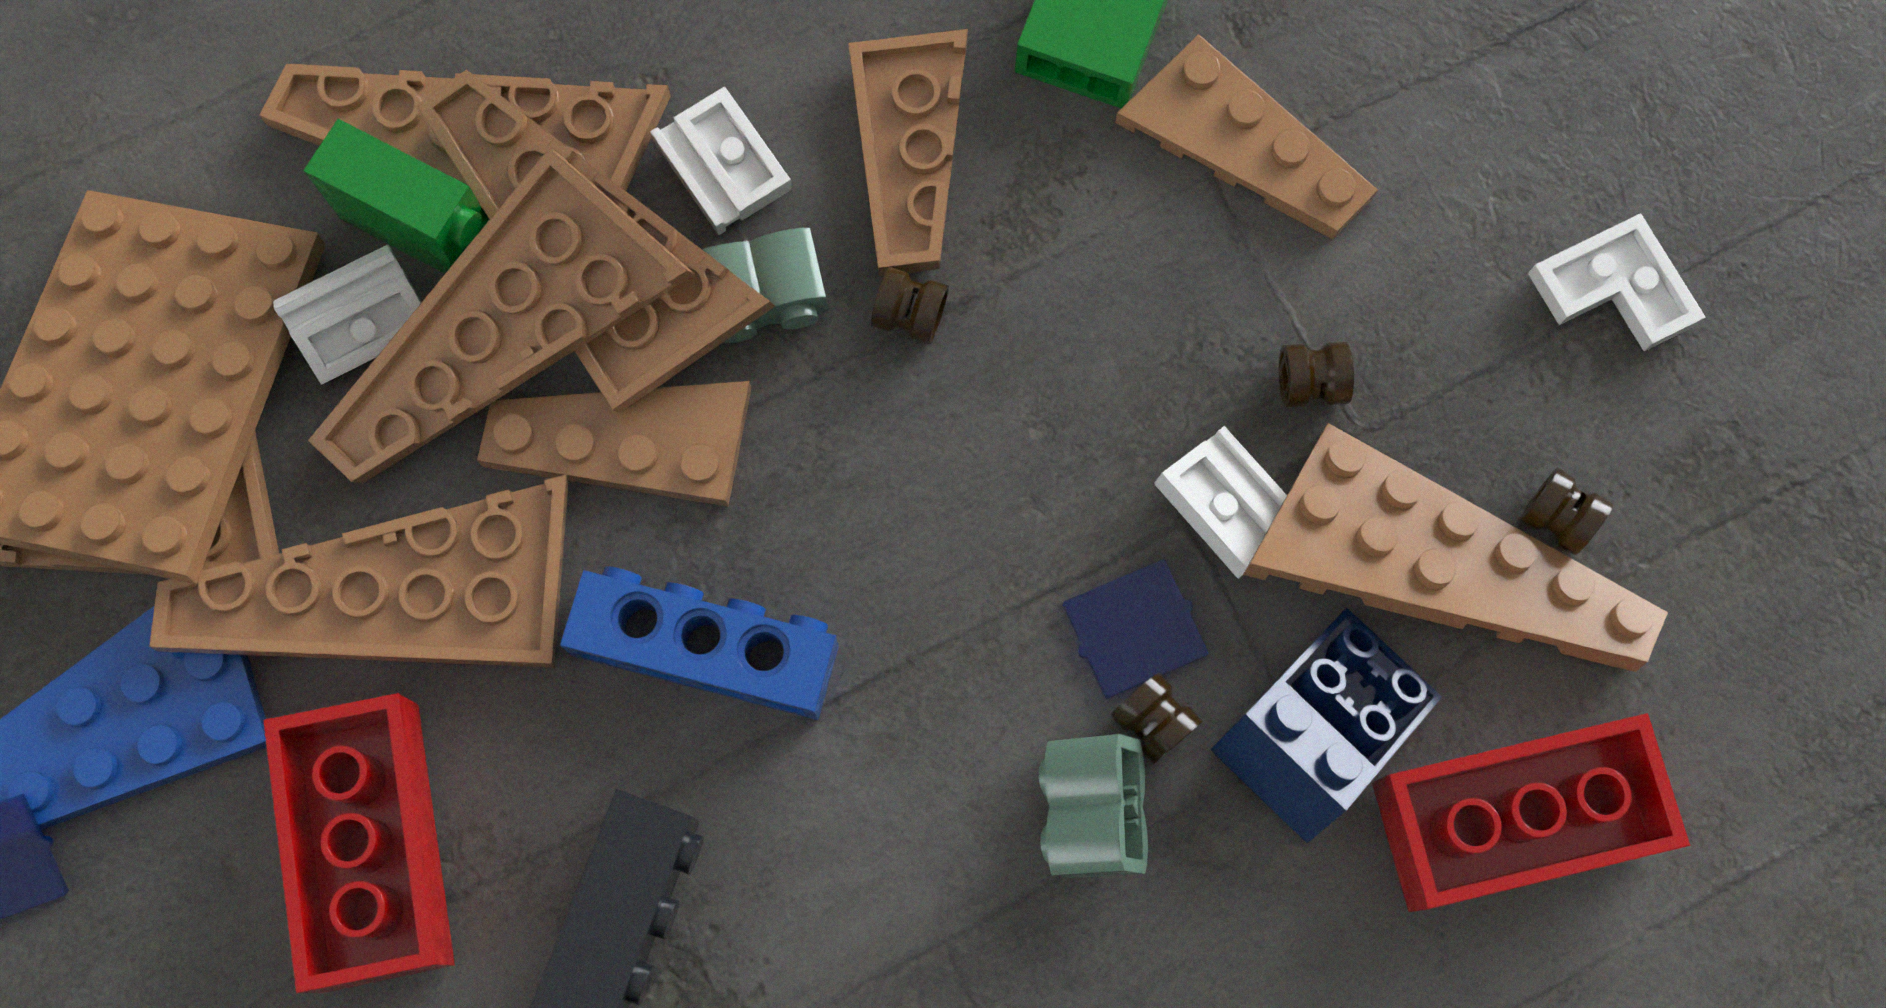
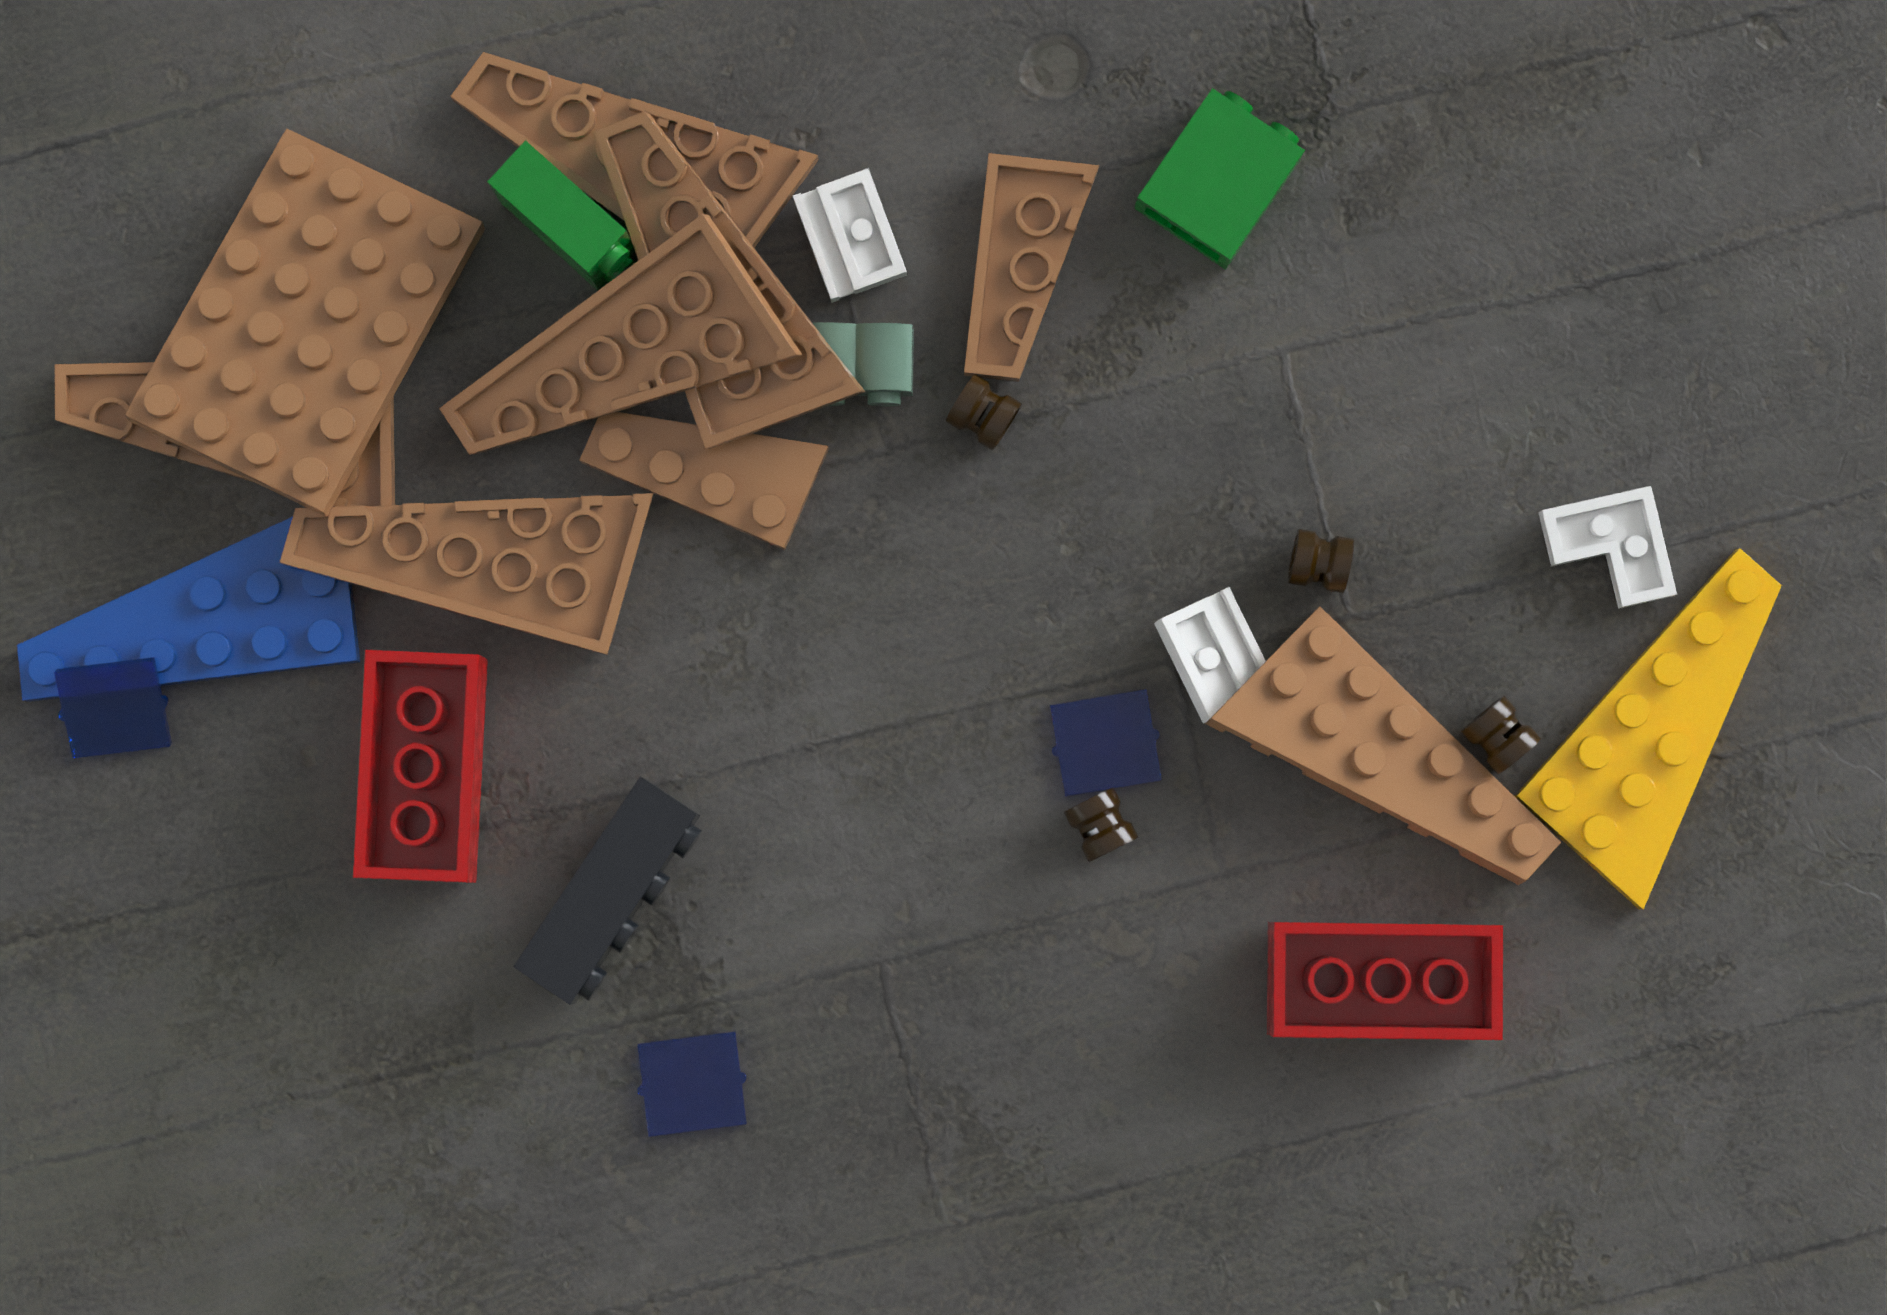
camera: 15 degrees right, 10 degrees up
(349, 313) = (498, 304): white plate -> none
(608, 600) = (652, 638): blue brick -> none
(1094, 807) = (1029, 885): sand green brick -> none
(1233, 126) = (1314, 312): medium nougat wing -> none
(1327, 726) = (1244, 864): dark blue slope -> none
(1719, 493) = (1639, 753): none -> yellow wing

